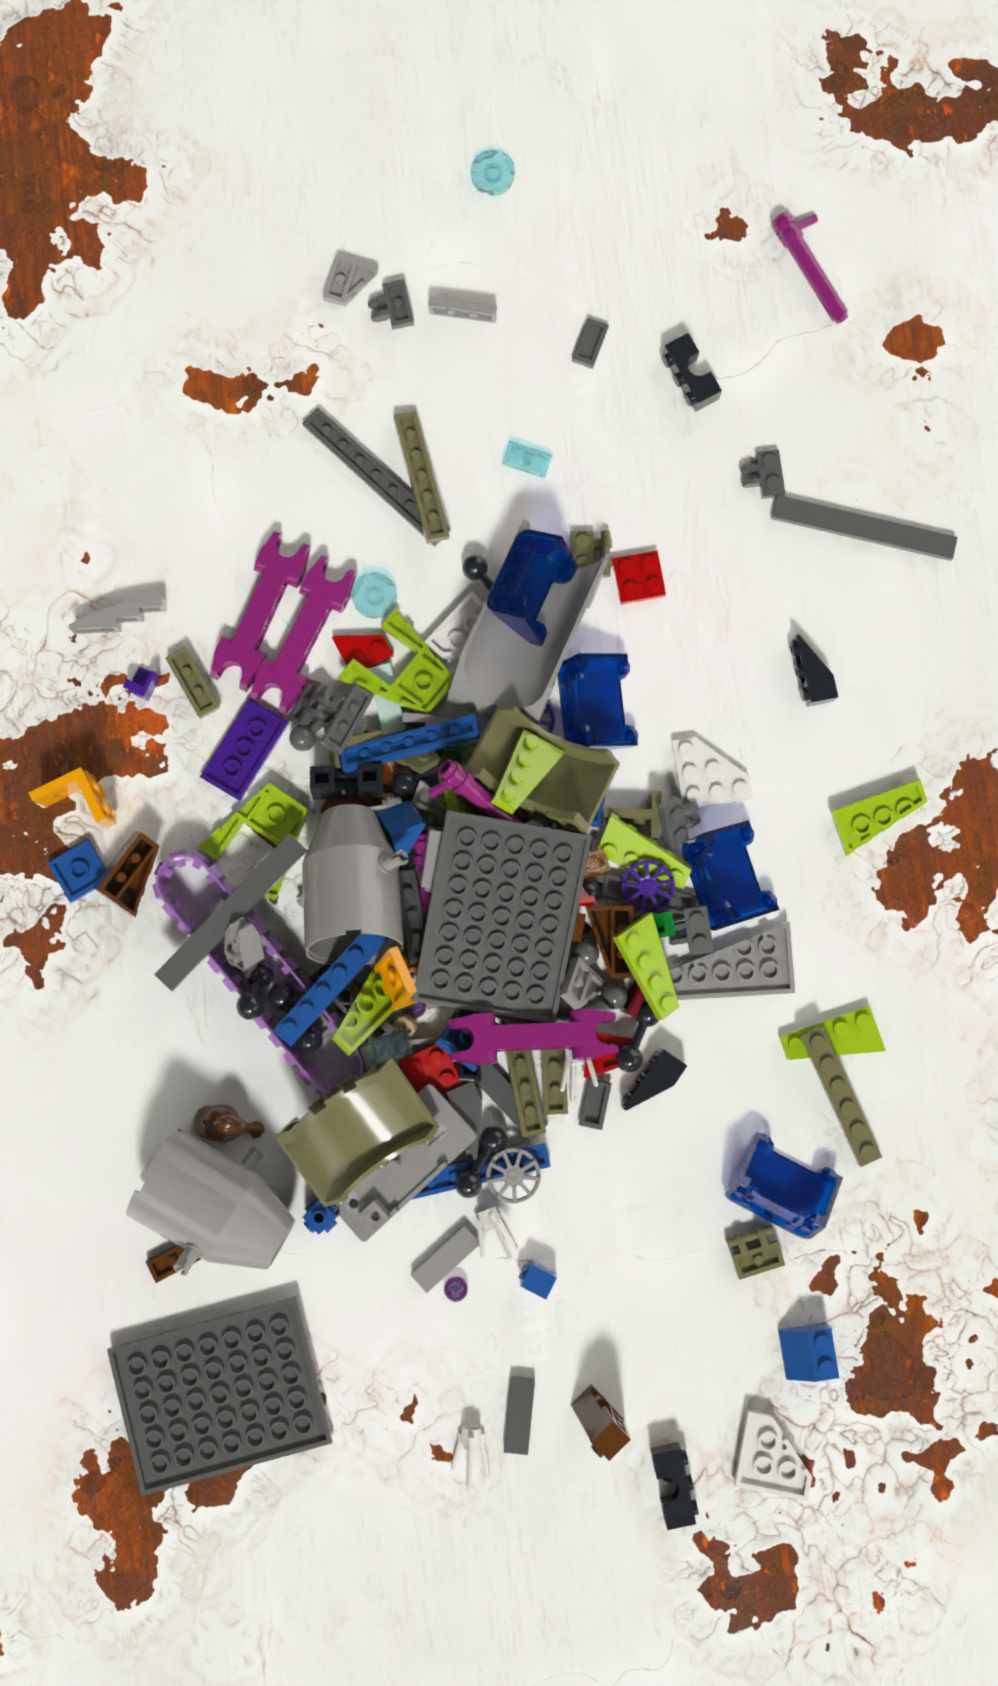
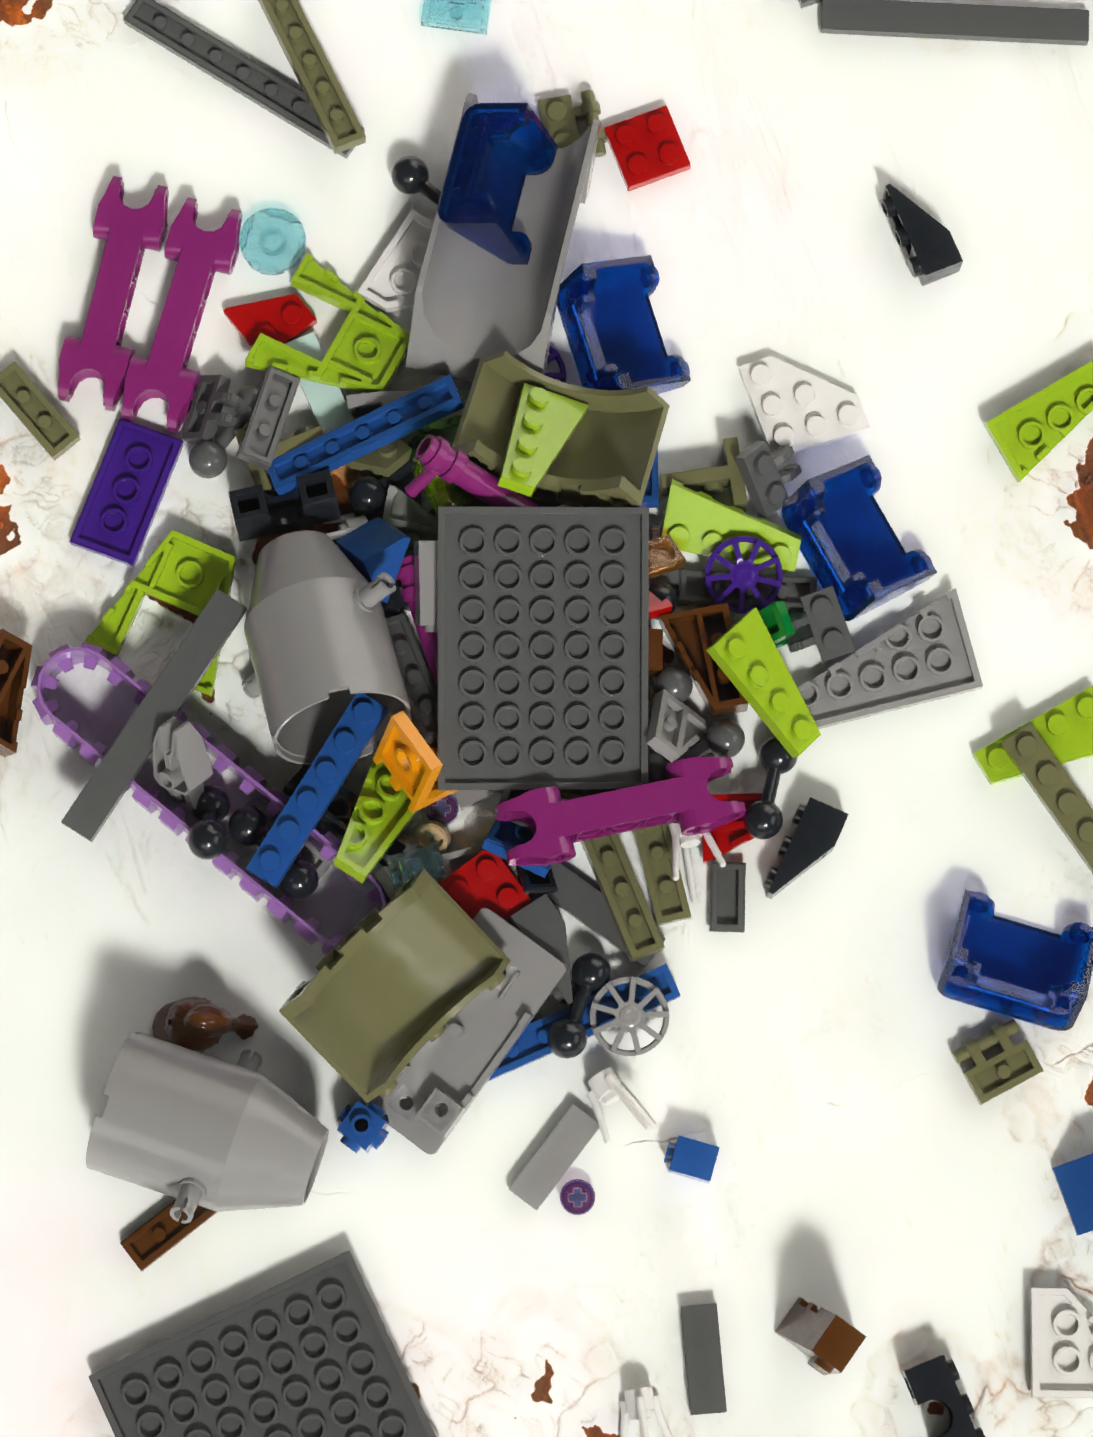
camera: 10 degrees left, 5 degrees down
(634, 1000) = (755, 739): dark red tile -> none

